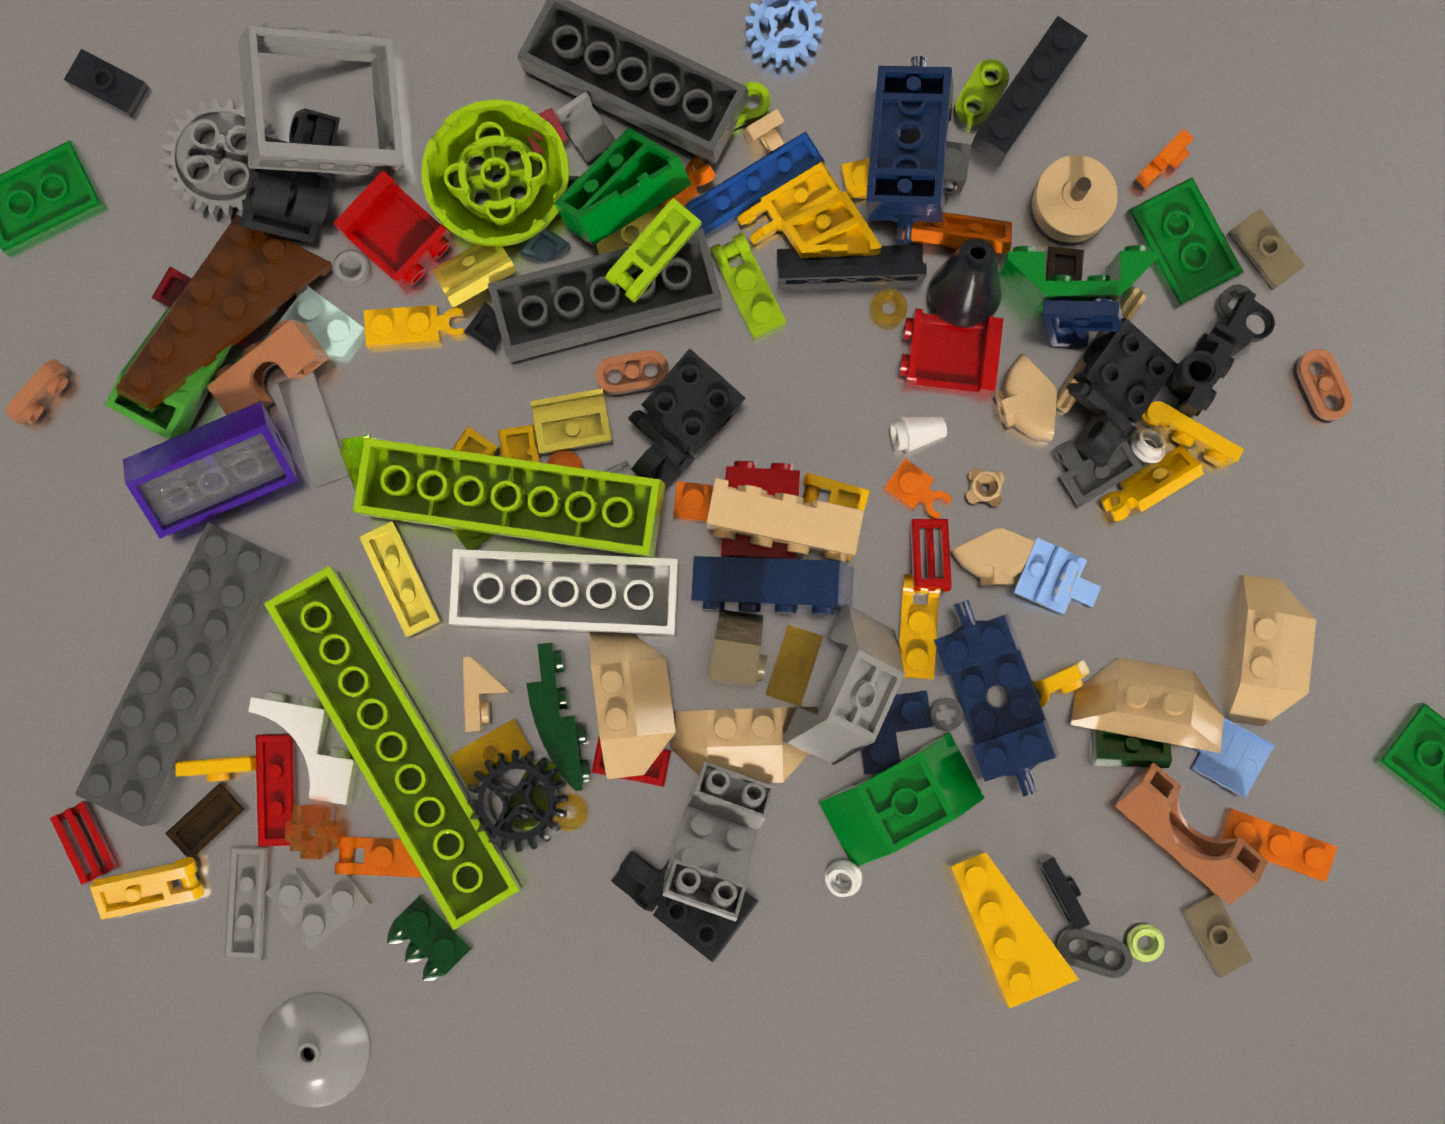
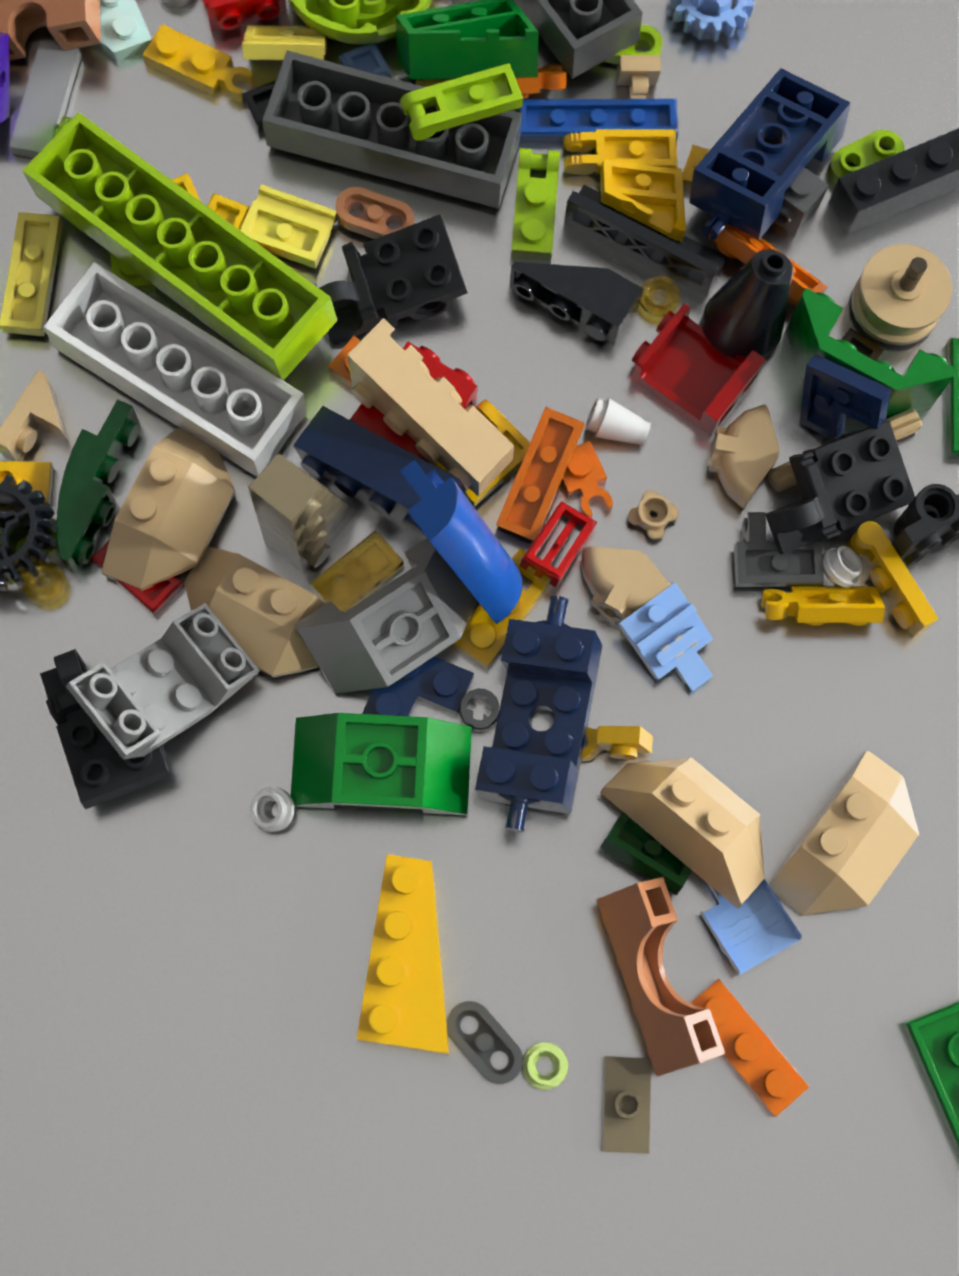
camera: 25 degrees right, 10 degrees down
(841, 341) = (587, 295): none -> black slope
(876, 613) = (465, 541): none -> blue brick
(886, 510) = (540, 474): none -> orange plate
(1064, 890) = (491, 957): black plate -> none

